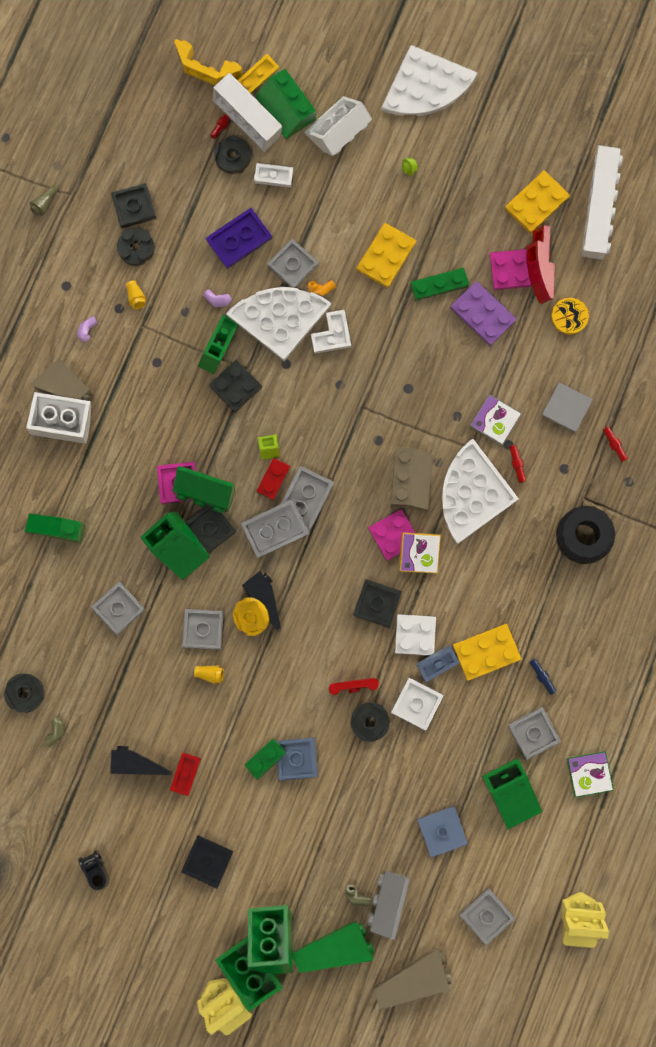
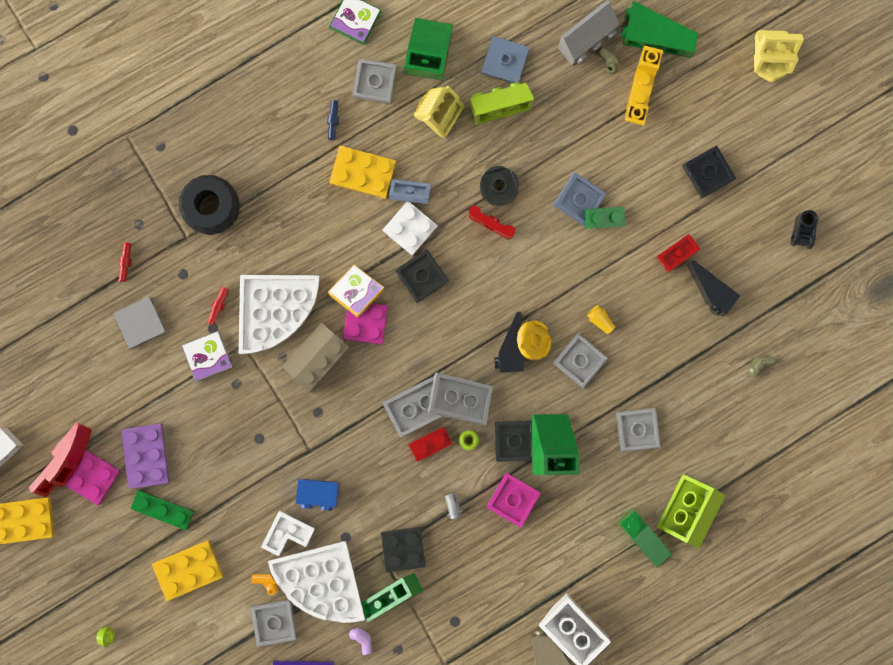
camera: 145 degrees left, 5 degrees up
(14, 687) = (772, 407): pearl dark grey plate -> none
(31, 574) = (691, 511): none -> lime slope
(203, 489) = (498, 474): green slope -> none
(221, 445) = (453, 506): none -> light grey pin
(245, 497) = (469, 446): none -> lime plate
(250, 985) = (736, 62): green slope -> none
(268, 447) = (413, 475): lime slope -> none
(270, 939) = (704, 73): green slope -> none
(313, 892) = (642, 85): none -> yellow slope
(331, 379) = (317, 493): none -> blue brick
(417, 704) = (450, 172): white plate -> none
(420, 790) = (501, 102): none -> lime slope
(464, 746) = (439, 109): none -> light yellow piece
(569, 316) = (74, 398): yellow tile -> none

